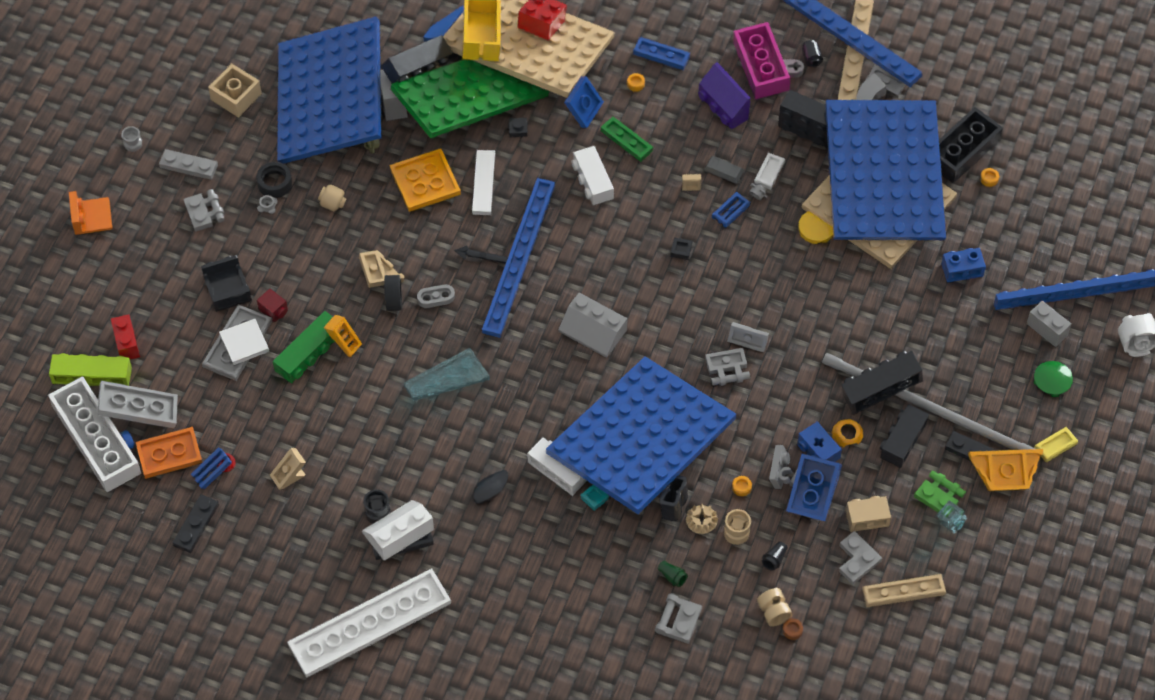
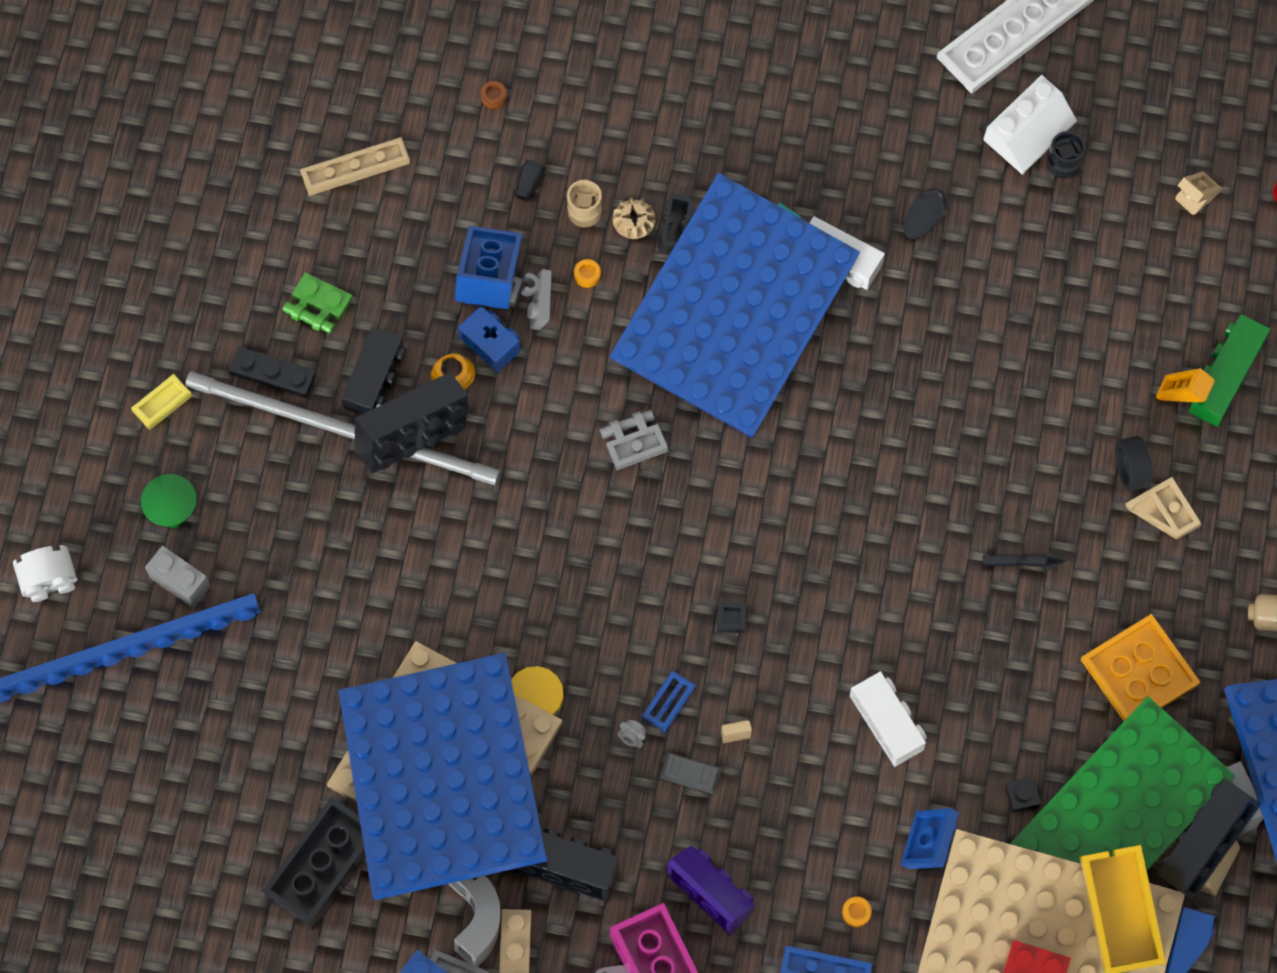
camera: 170 degrees right, 10 degrees up
(436, 295) = (1070, 481): light grey plate -> none
(449, 375) = (1016, 366): clear light blue wing -> none
(483, 182) = (1051, 686): white tile -> none
(518, 258) = (967, 567): blue plate -> none
(593, 325) = (834, 471): light grey slope -> none
(626, 139) = (850, 796): green plate -> none
(673, 574) = (659, 135): dark green cone -> none
(684, 622) = (633, 82): light grey plate -> none
(748, 337) = (622, 489): light grey plate -> none
(769, 171) = (620, 780): white tile -> none
(774, 607) = (520, 108): tan wheel -> none
(862, 559) = (413, 201): light grey plate -> none
(868, 513) = (412, 254): tan brick -> none
(955, 519) = (298, 258): clear light blue brick -> none
(963, 264) = (309, 657): blue brick -> none
(989, 177) = (278, 827): light orange tile -> none
(1006, 468) = (227, 342): light orange wing -> none

